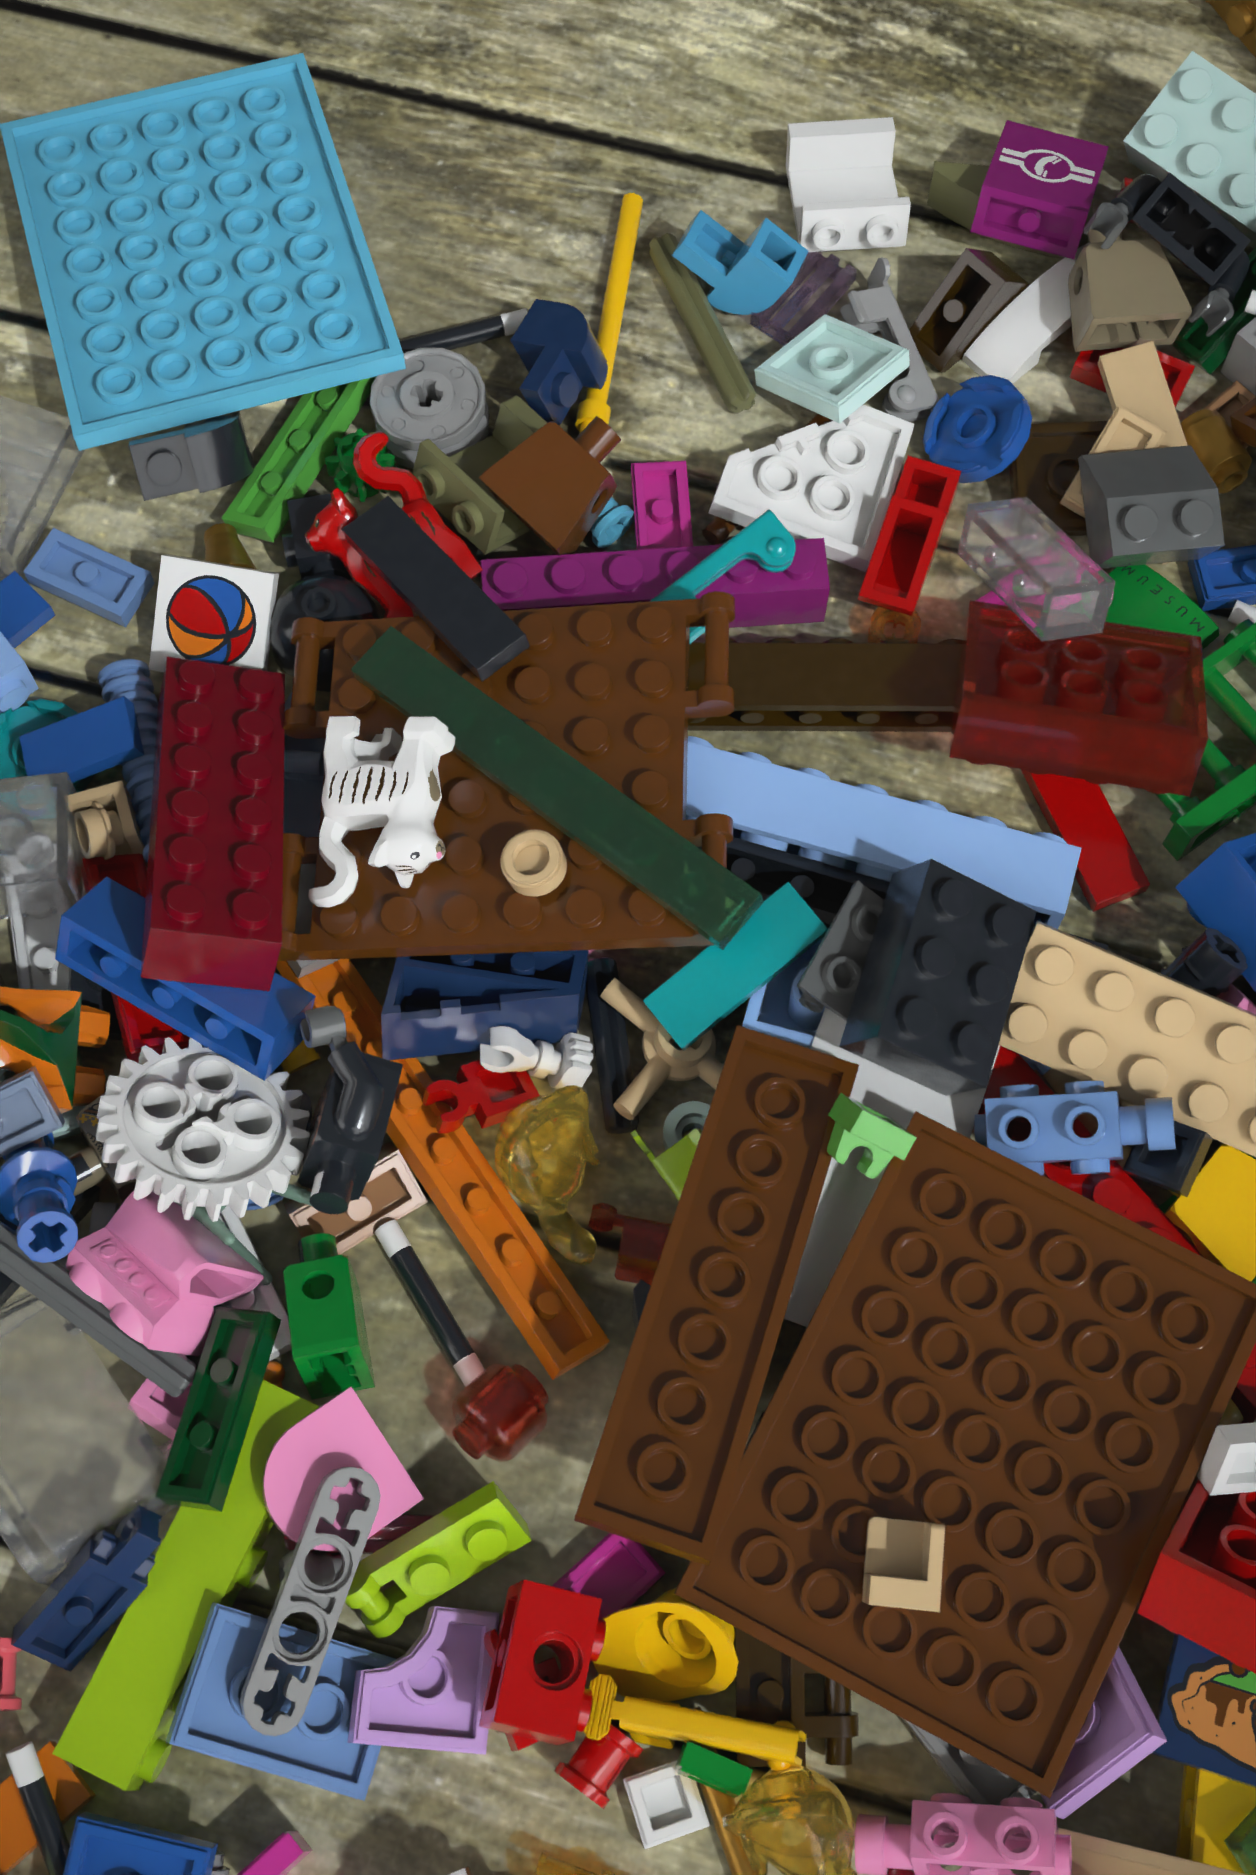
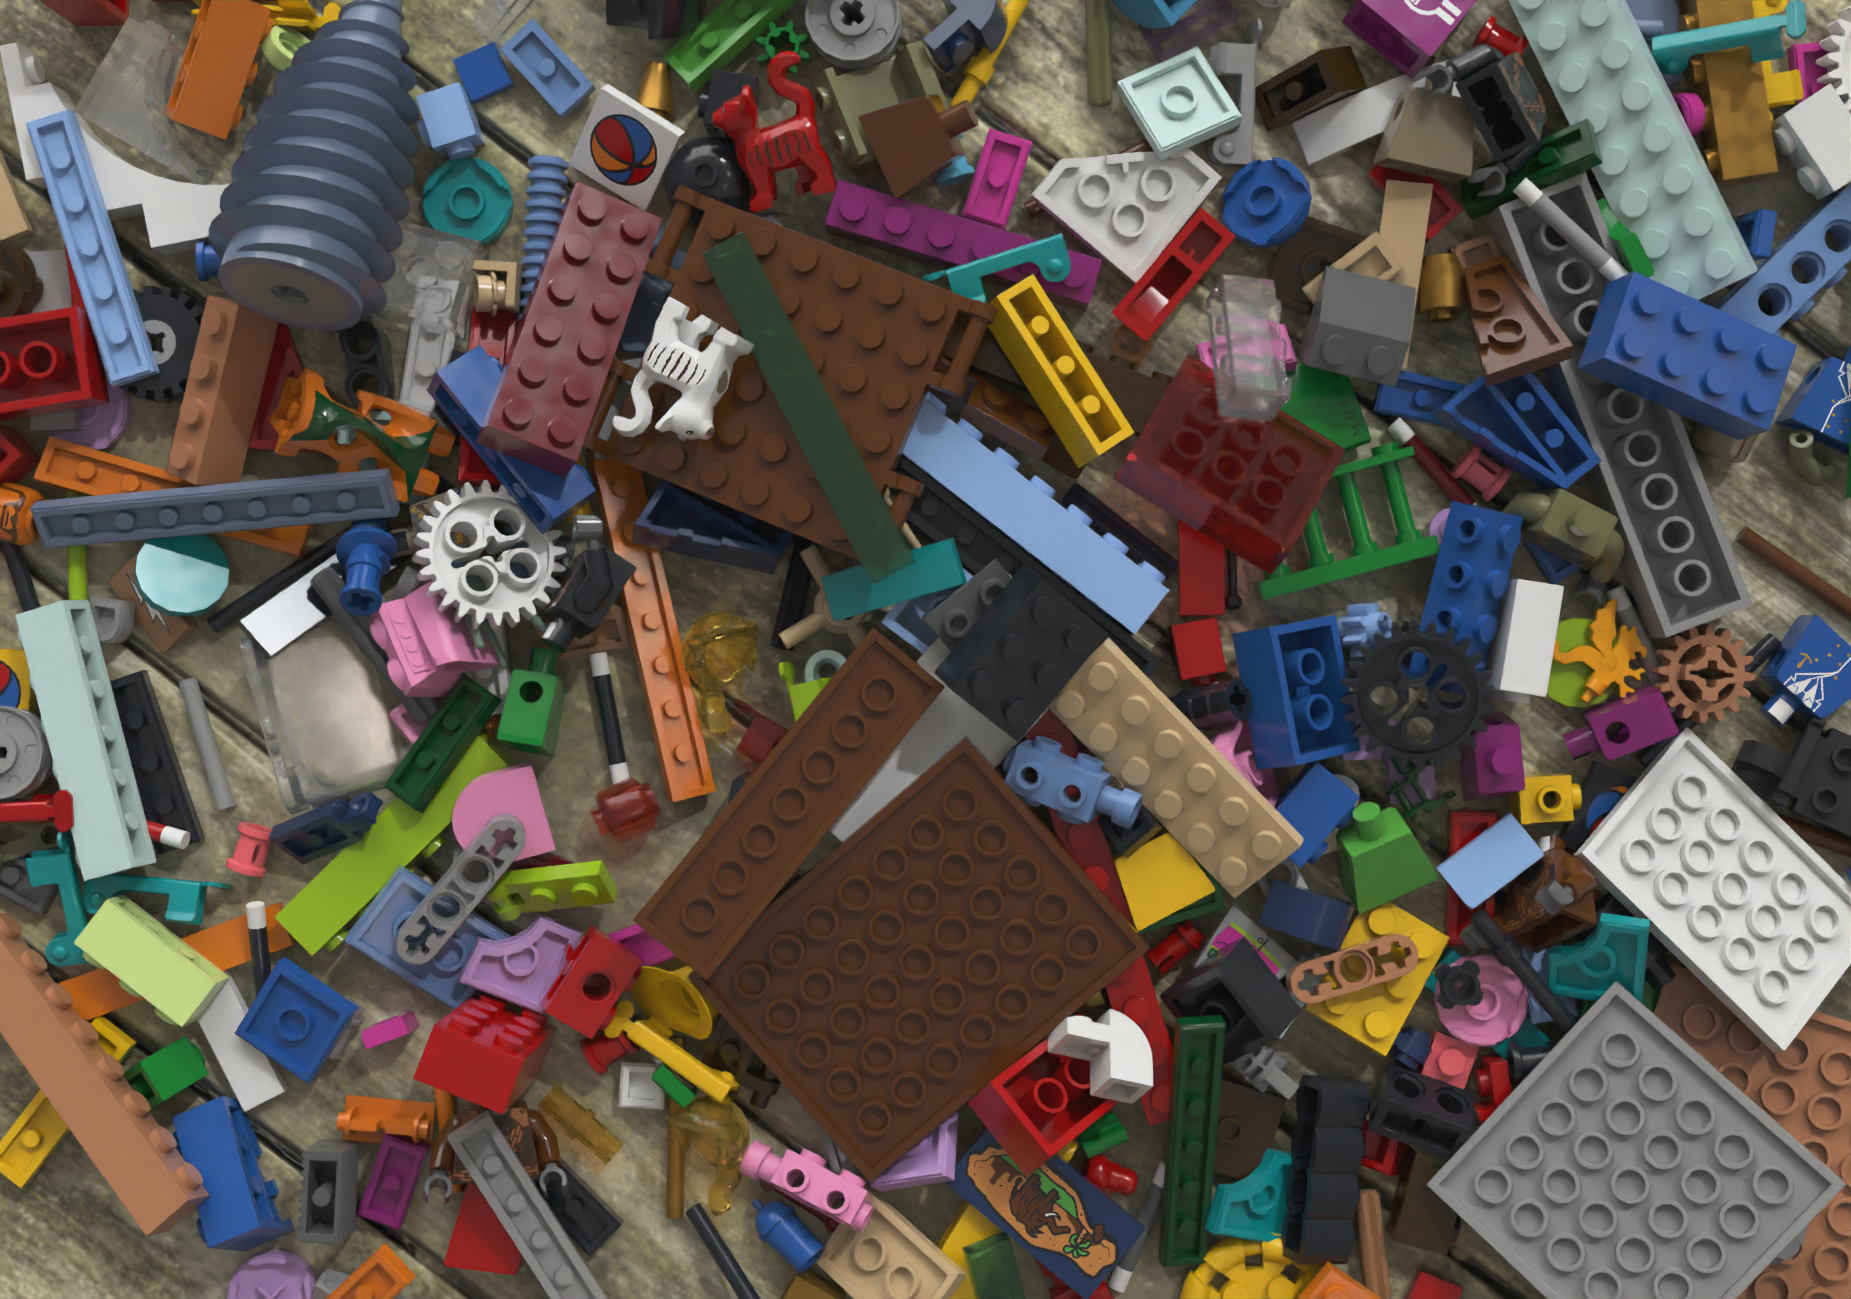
camera: 25 degrees right, 20 degrees up
(84, 742) = (498, 217): blue tile -> none
(427, 1817) = (486, 1052): none -> red brick
(436, 588) = (786, 209): black tile -> none
(479, 1093) = (700, 588): red plate -> none
(513, 1052) = (757, 589): white piece -> none
(533, 863) = (773, 463): tan tile -> none
(819, 747) = (1008, 420): none -> reddish brown bracket
(833, 661) = (1057, 372): none -> yellow brick
(866, 1127) = (928, 739): tile -> none
(903, 1564) = (832, 1020): tan panel -> none
(1139, 927) = (1197, 651): none -> red brick
(1150, 866) = (1232, 600): none -> black hinge

